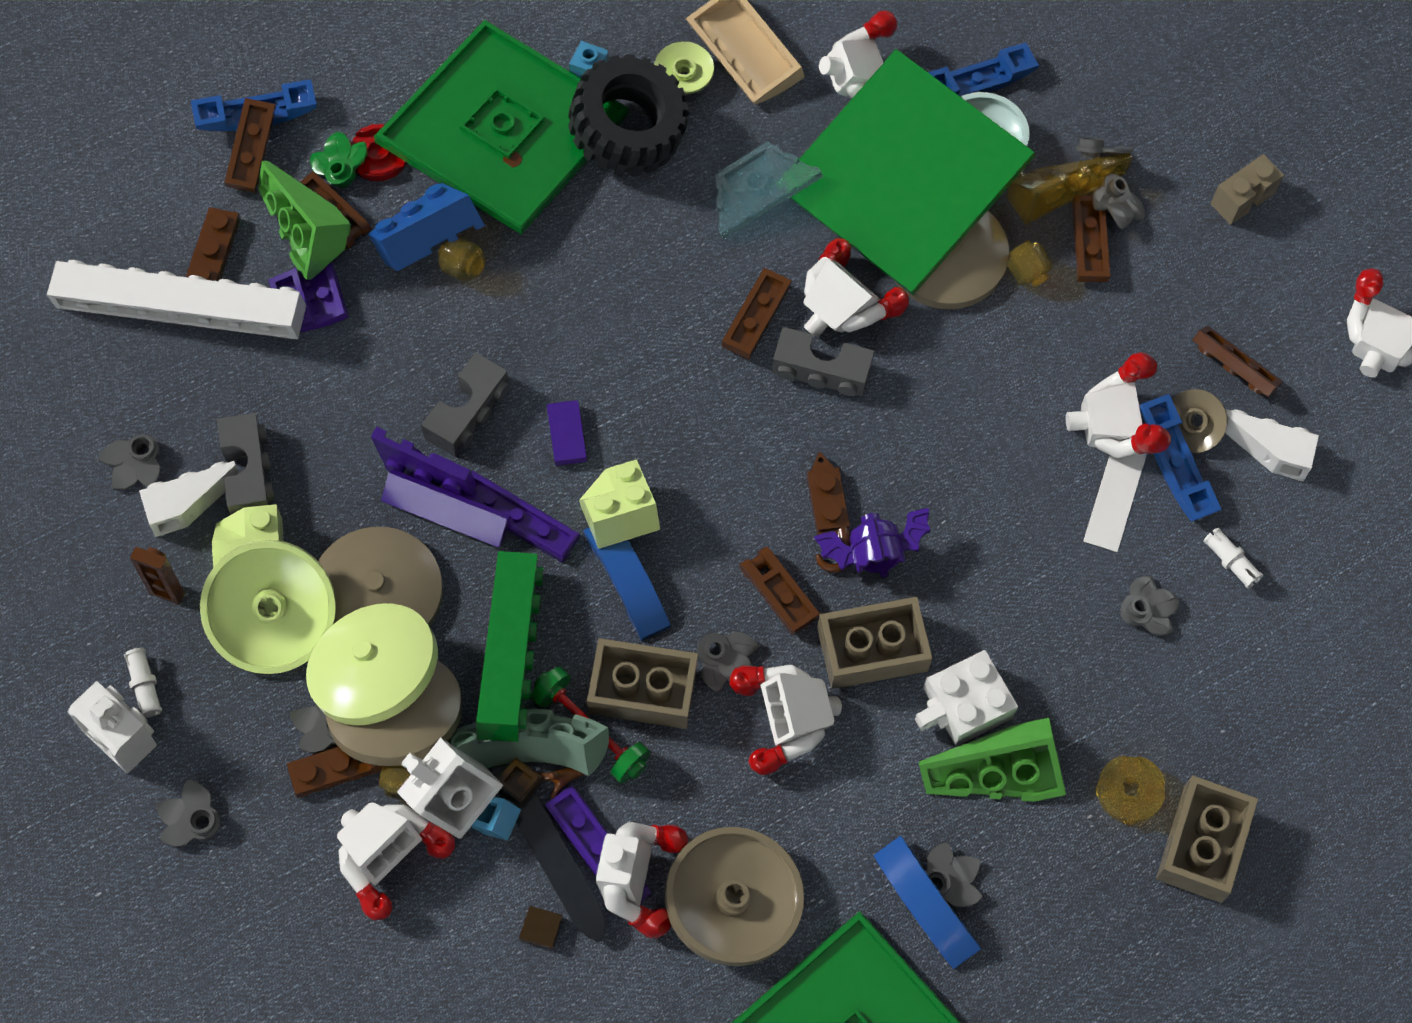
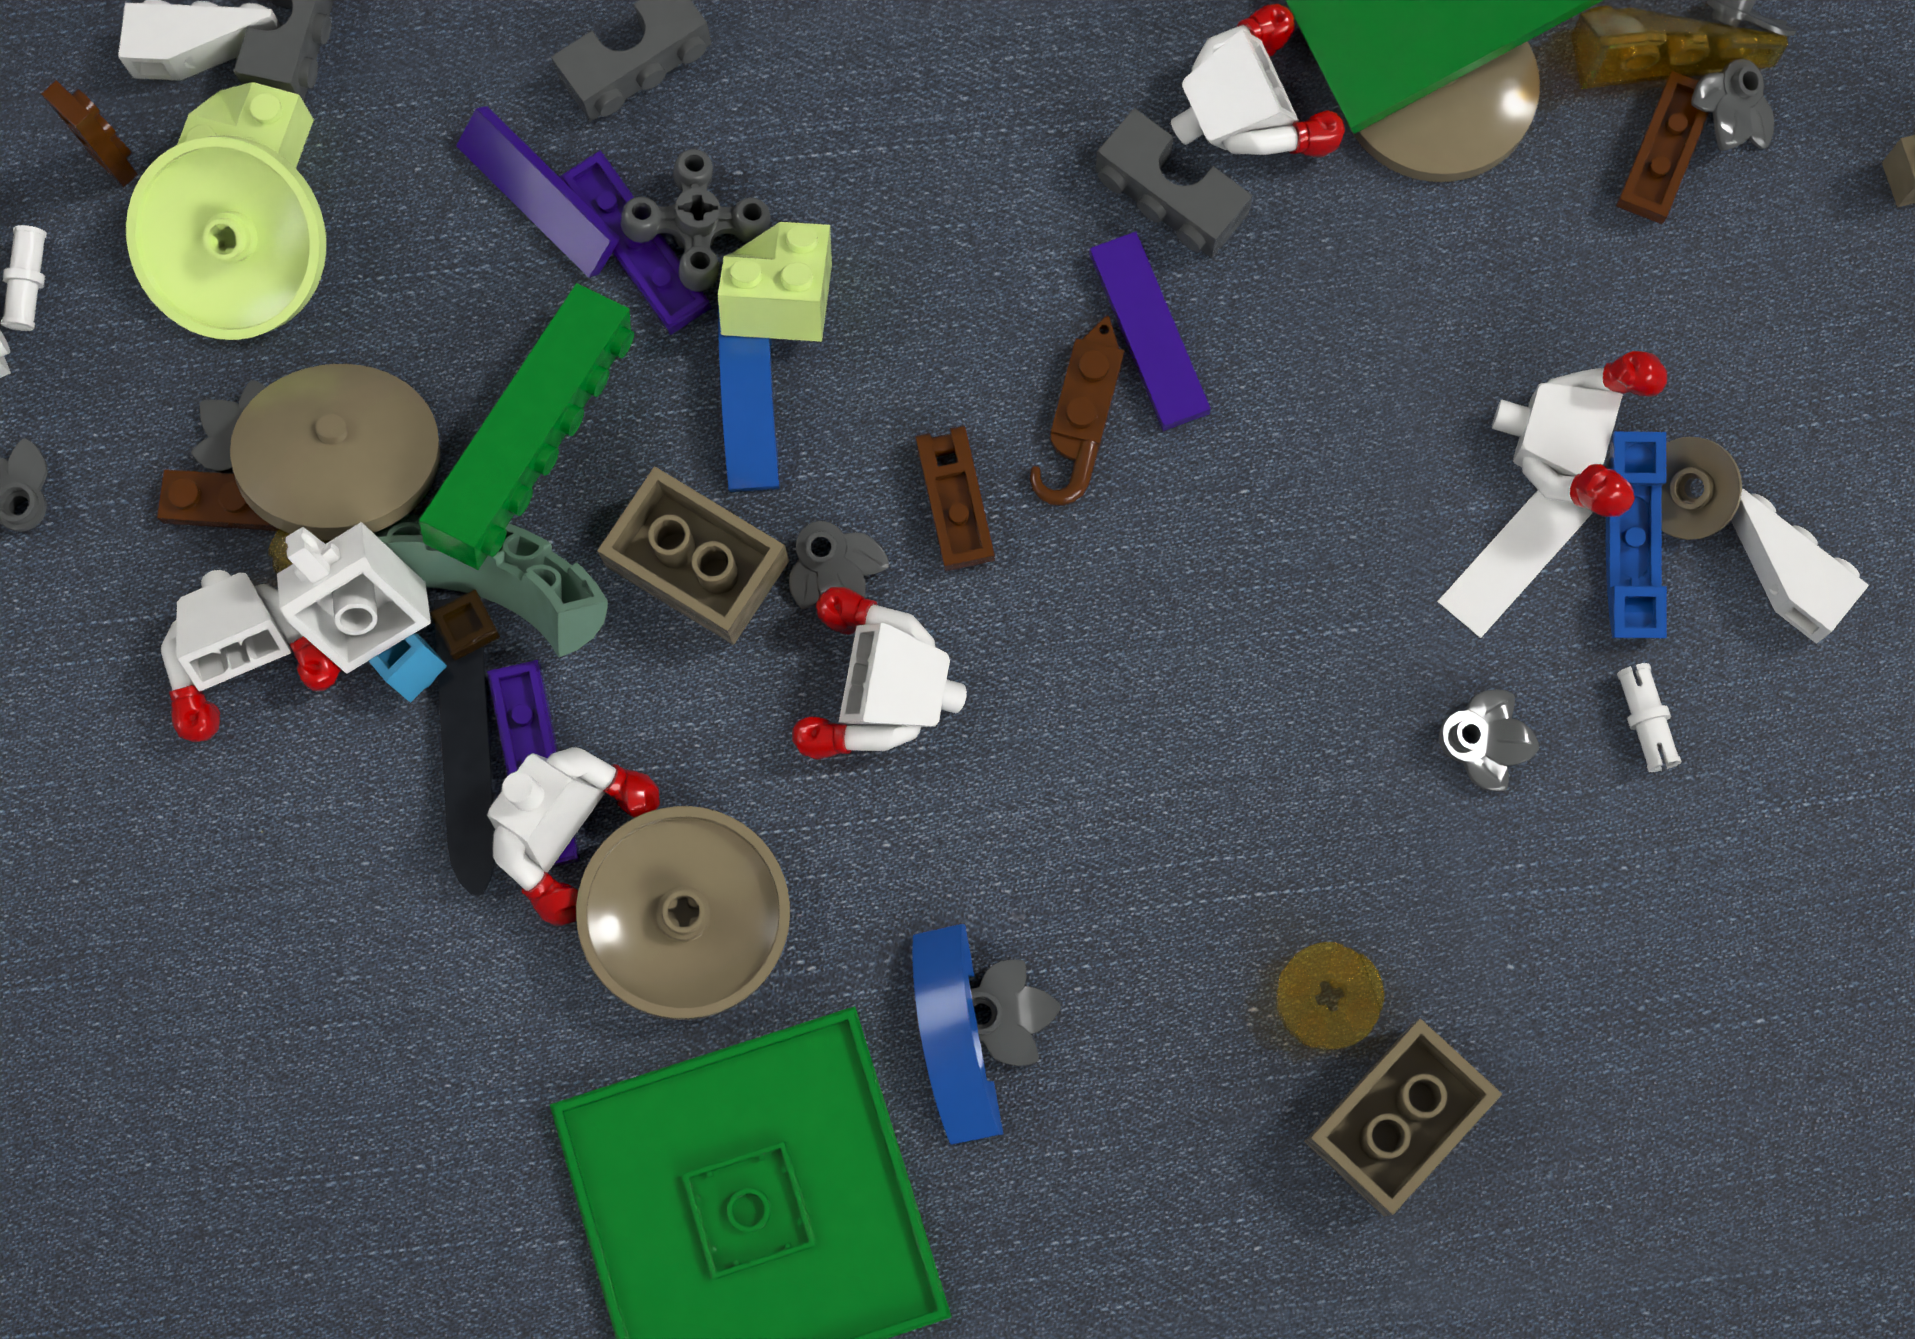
camera: 30 degrees right, 10 degrees up
(372, 664) = (324, 377): yellowish green dish -> none
(382, 568) = (401, 272): dark tan dish -> none
(430, 469) = (533, 126): dark purple wing -> none
(540, 928) = (405, 842): dark brown tile -> none
(550, 488) = (692, 175): none -> dark grey gear
(551, 687) = (566, 510): green axle -> none
(560, 778) = (525, 643): reddish brown bar -> none
(566, 433) = (758, 147): dark purple tile -> none
(756, 313) = (1111, 73): reddish brown plate -> none
(847, 451) = (1149, 331): none -> dark purple tile
(874, 642) = (1050, 629): dark tan brick -> none
(875, 541) = (1123, 484): dark purple helmet -> none
(967, 699) = (1147, 767): white hinge -> none
(1005, 763) = (1168, 883): bright green wedge -> none
(1029, 264) = (1553, 152): clear yellow head -> none
(1236, 361) = (1801, 422): reddish brown plate -> none

